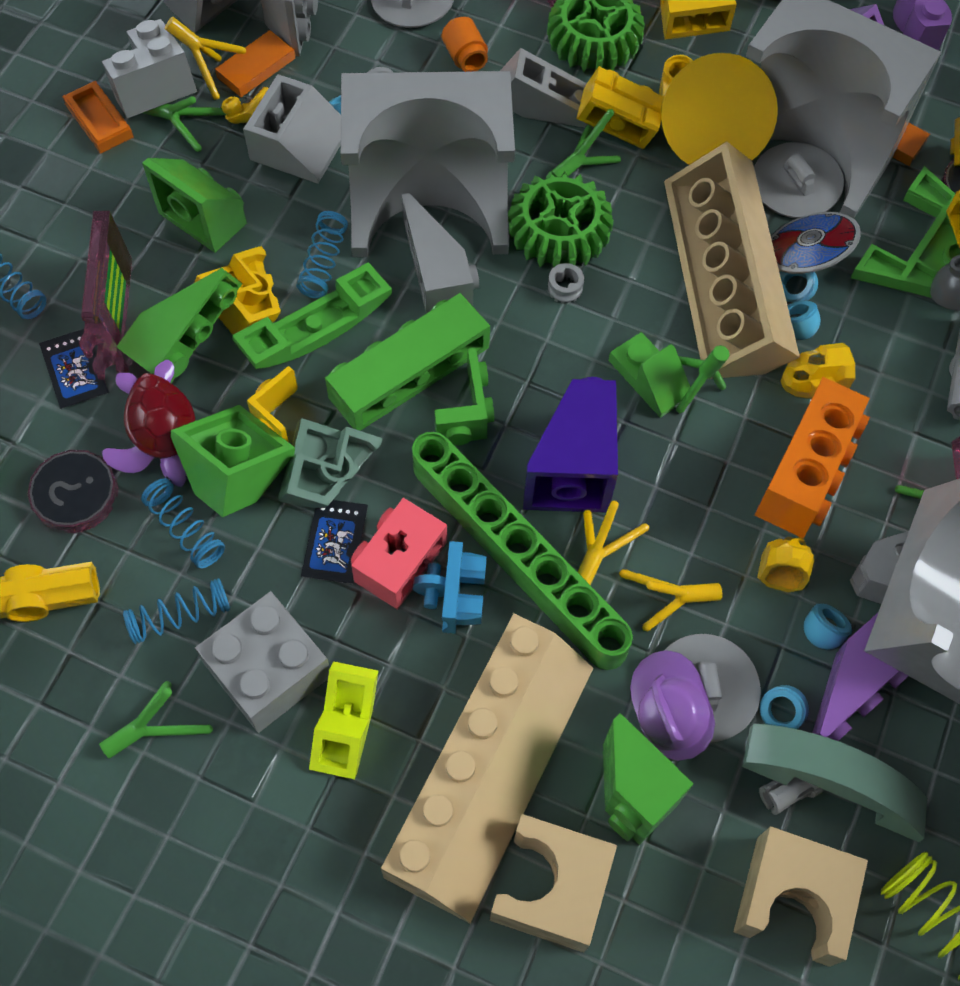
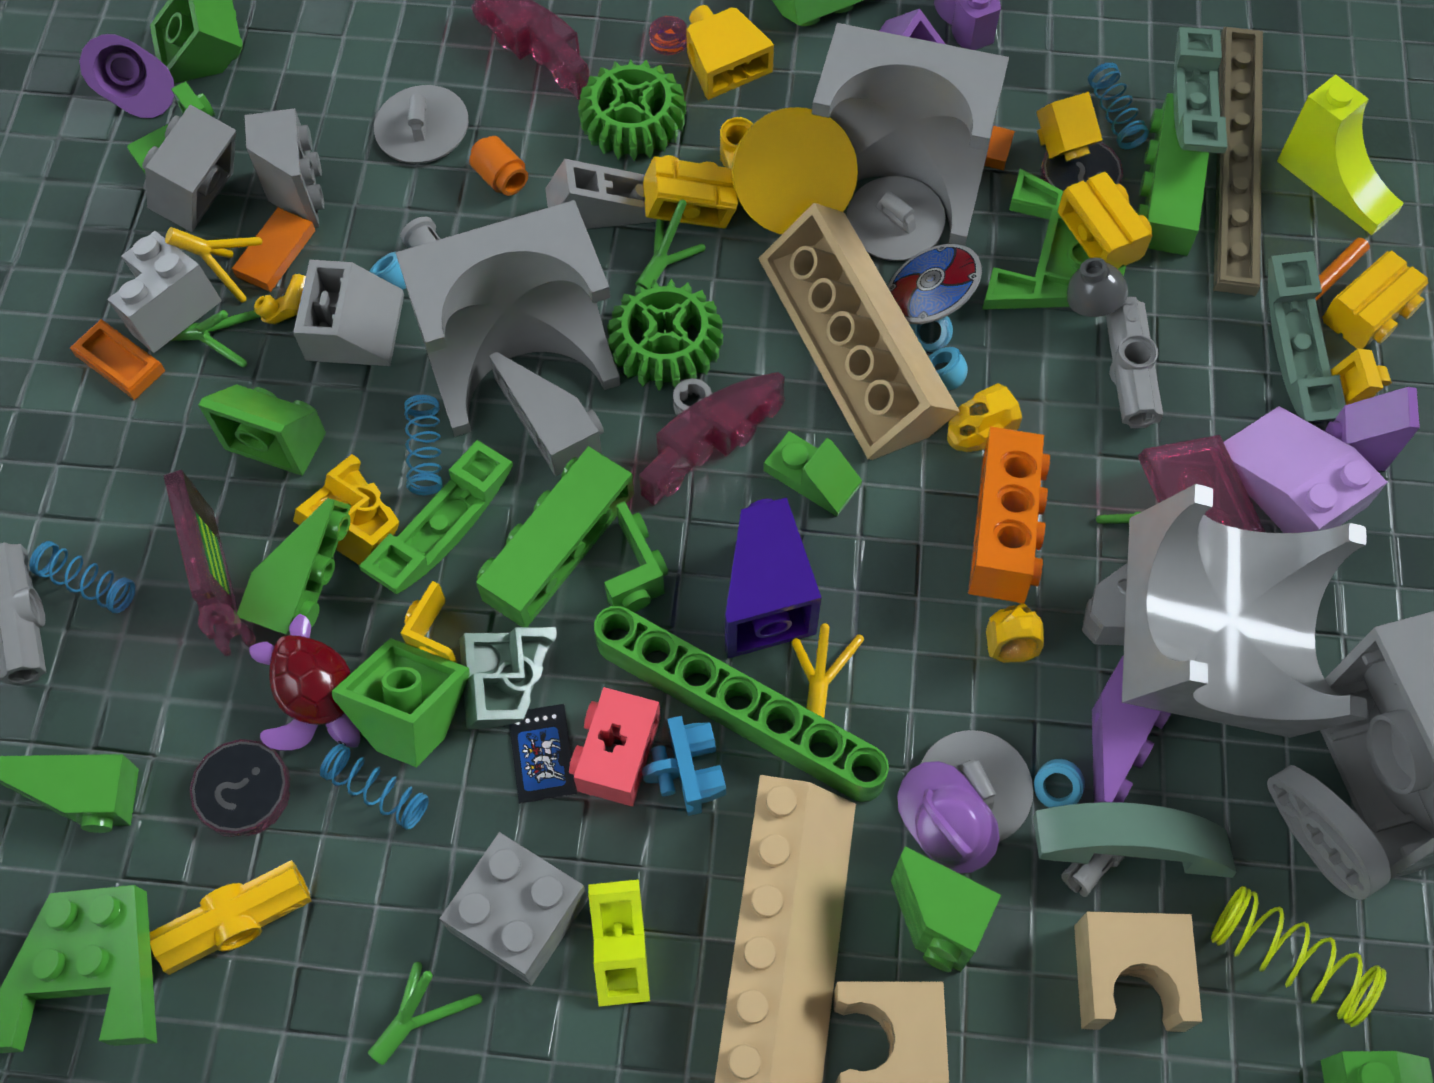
camera: 15 degrees left, 0 degrees up
(71, 370) = (189, 652): black sticker -> none
(216, 591) = (361, 917): dark azure piece -> none
(582, 305) = (718, 422): none -> clear pink slope
(682, 593) = (921, 698): yellow plant -> none
(708, 369) = (871, 453): bright green plant -> none
(822, 632) = (1072, 693): medium azure piece -> none

